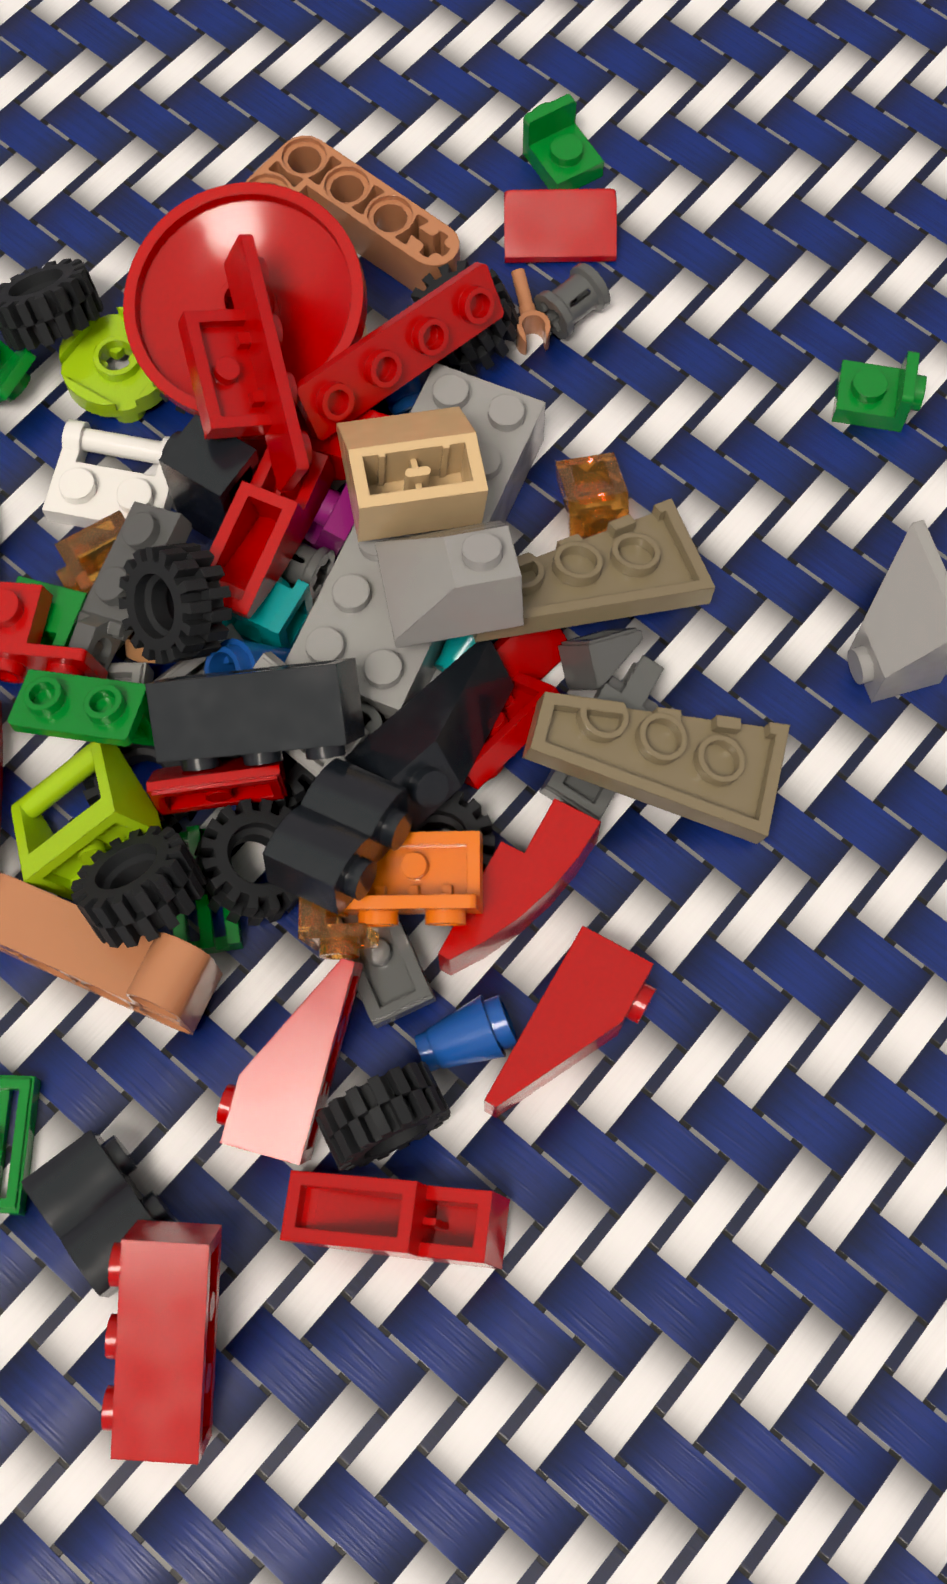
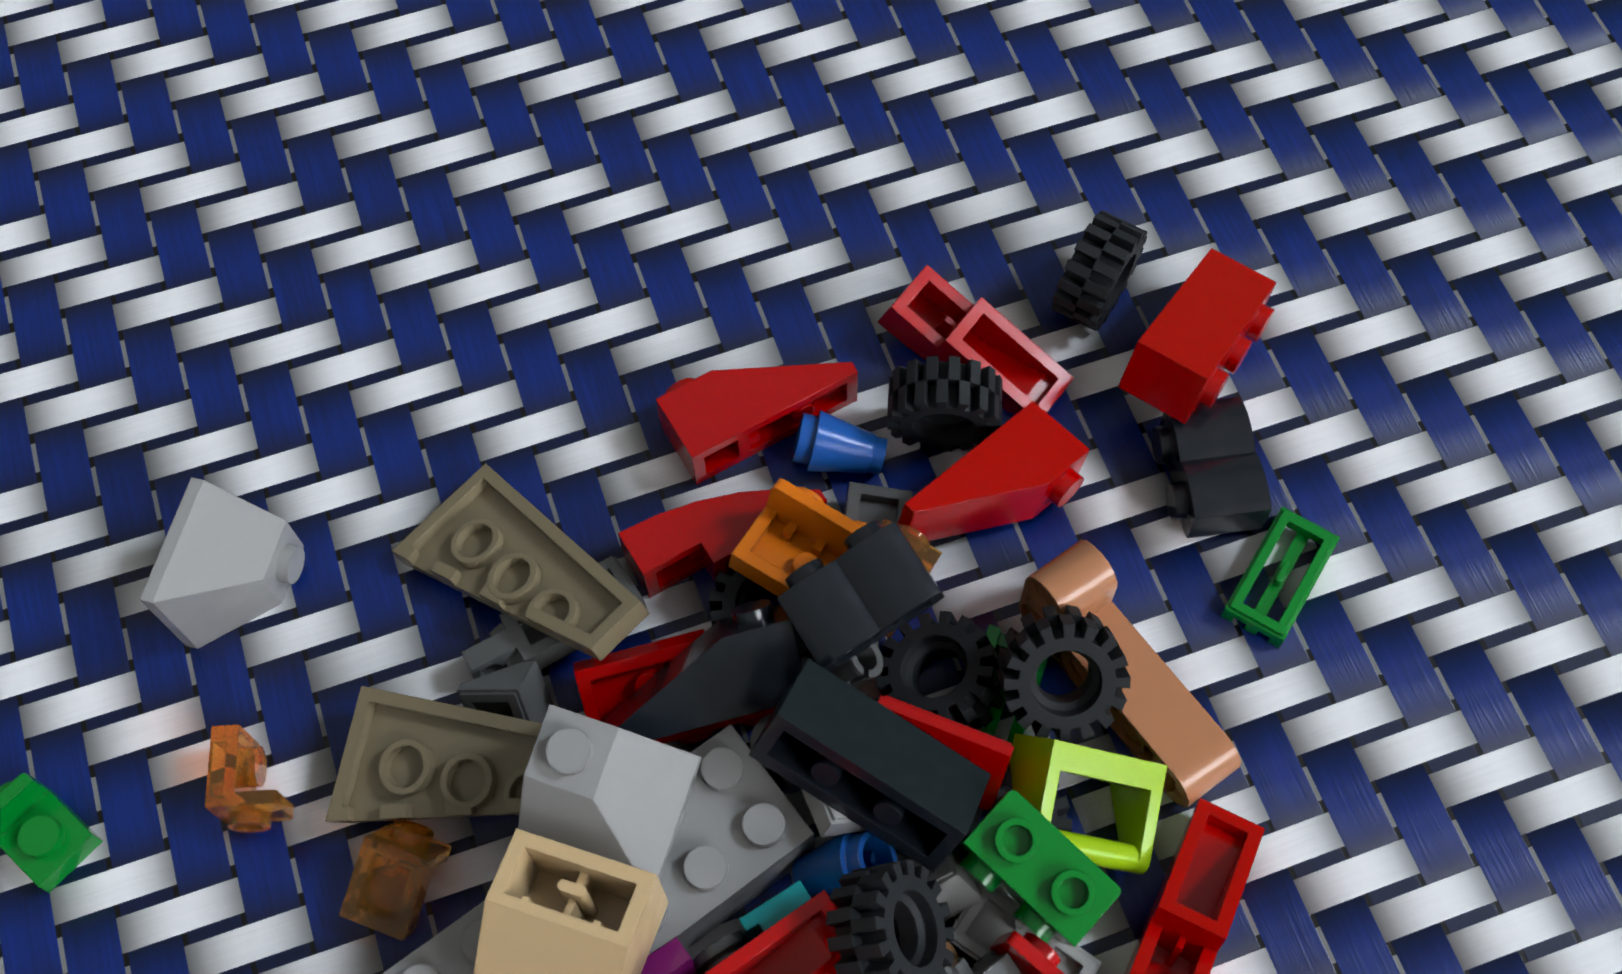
camera: 150 degrees left, 5 degrees down
(304, 1366) = (1099, 270): none -> black tyre
(764, 492) = (234, 772): none -> clear orange bracket

